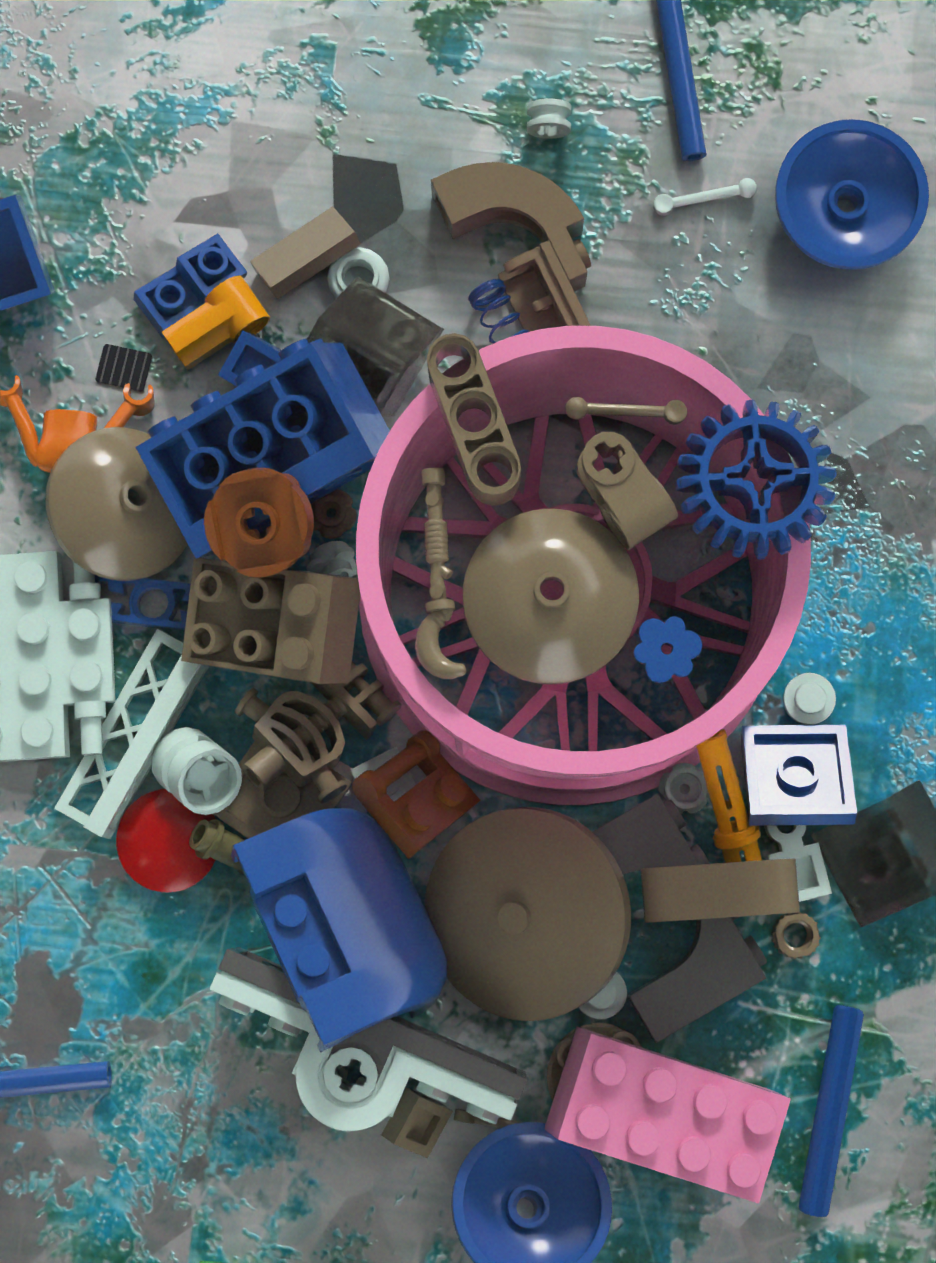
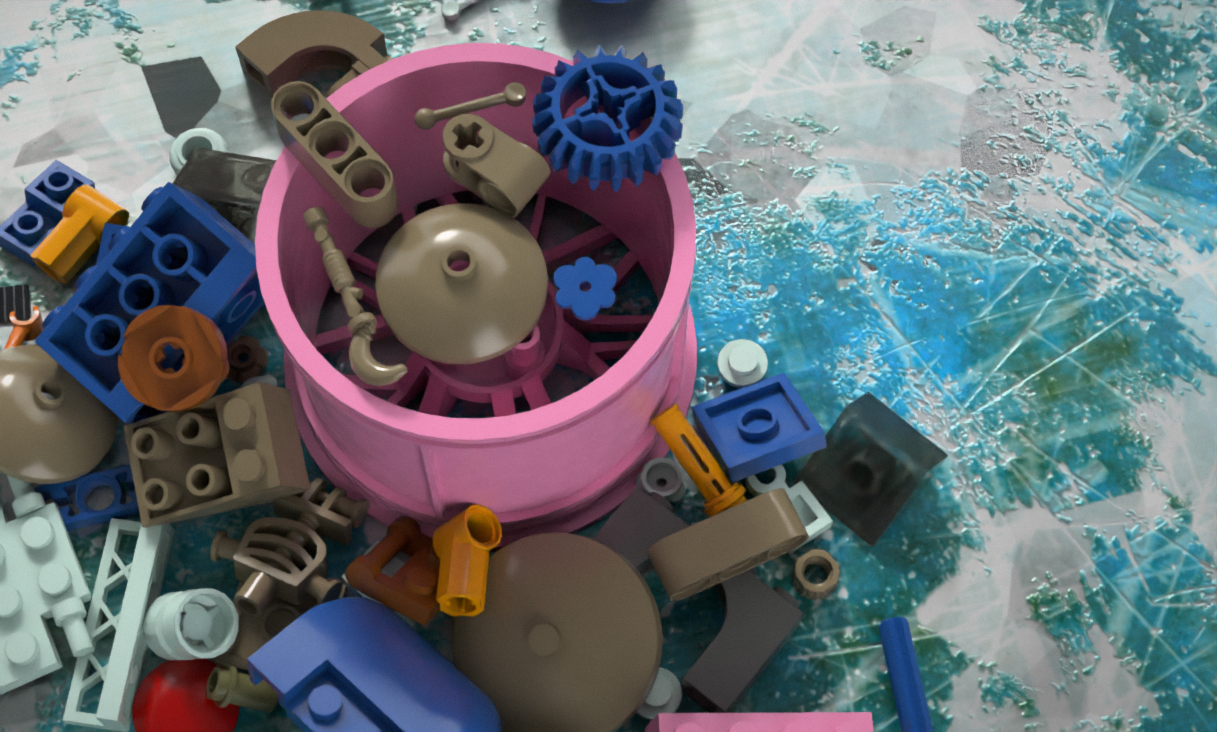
camera: 25 degrees left, 15 degrees down
(305, 252) = (142, 149): dark tan tile -> none
(471, 796) = (464, 557): none -> light orange piece

